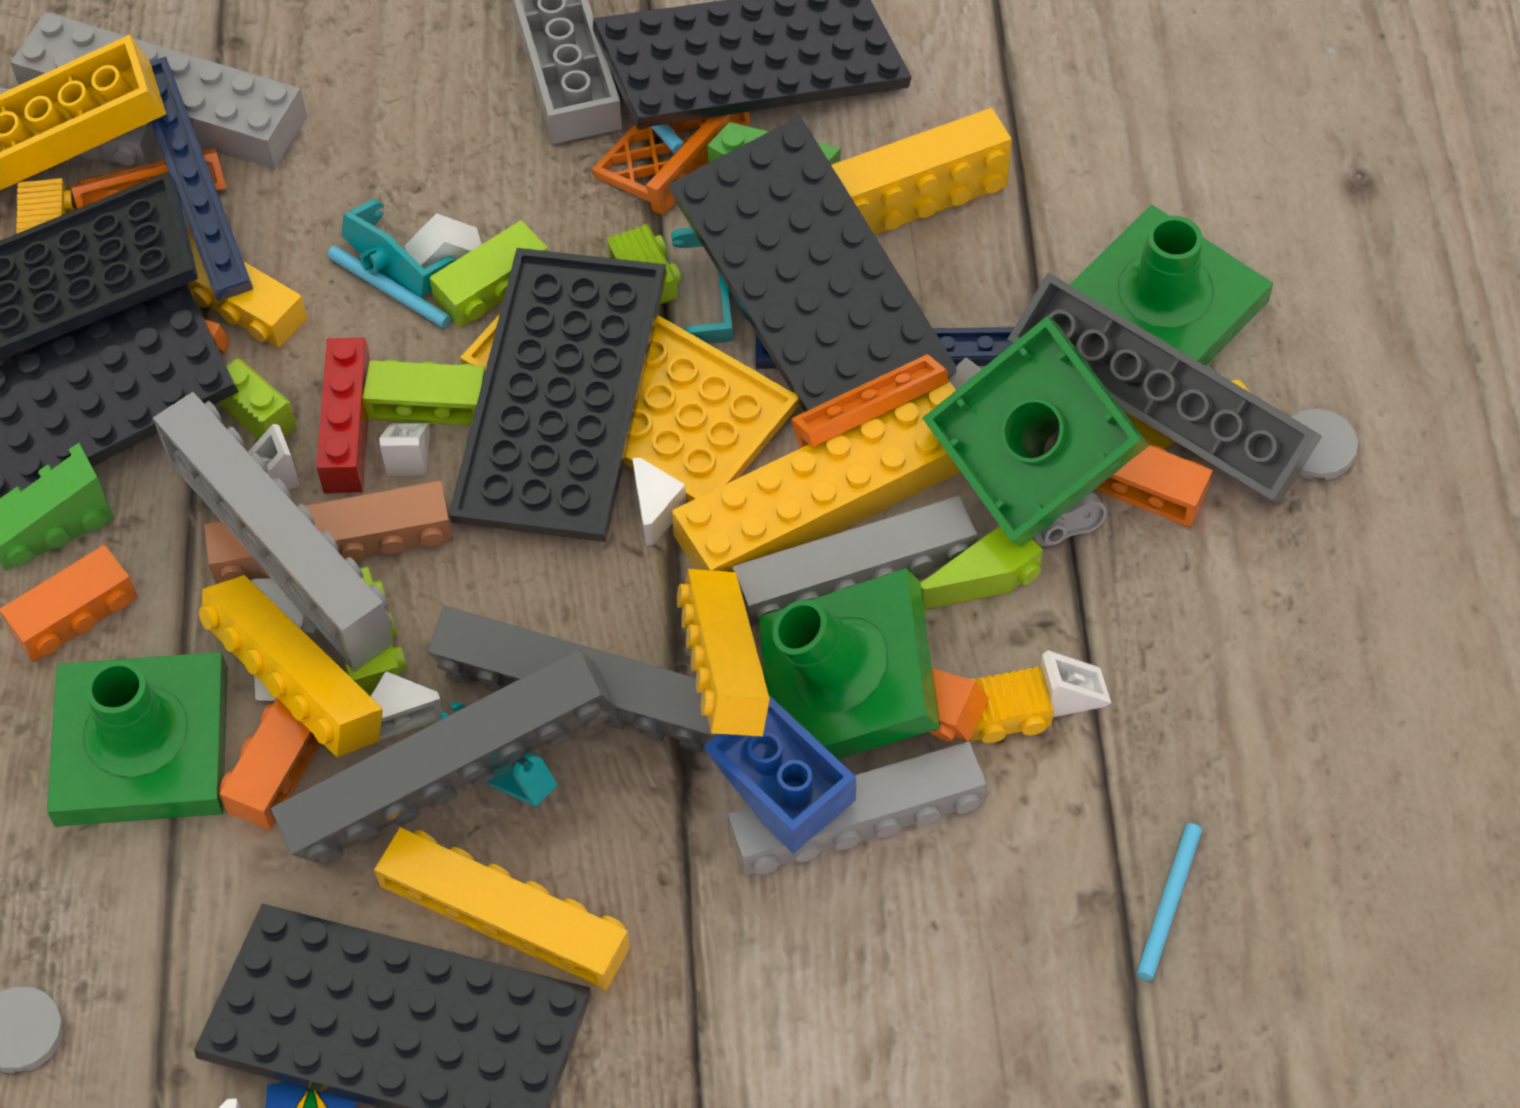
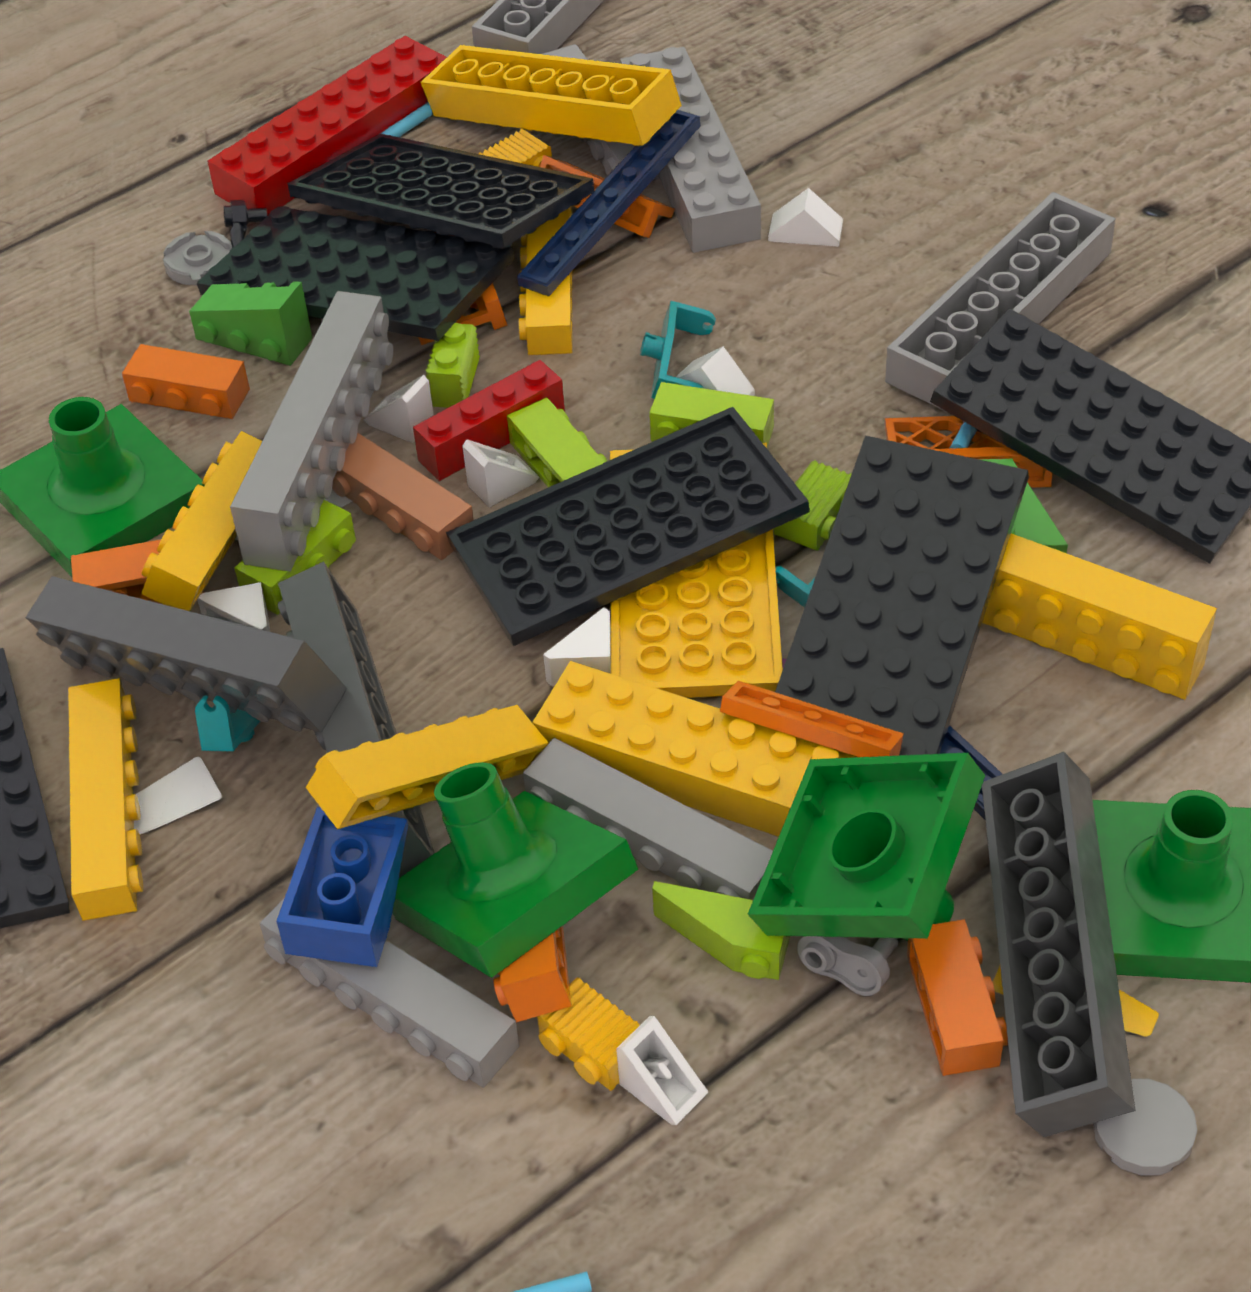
camera: 55 degrees right, 10 degrees down
(328, 76) = (806, 221): none -> white slope
(390, 287) = (644, 380): medium azure bar -> none
(537, 855) = (176, 795): none -> white sticker

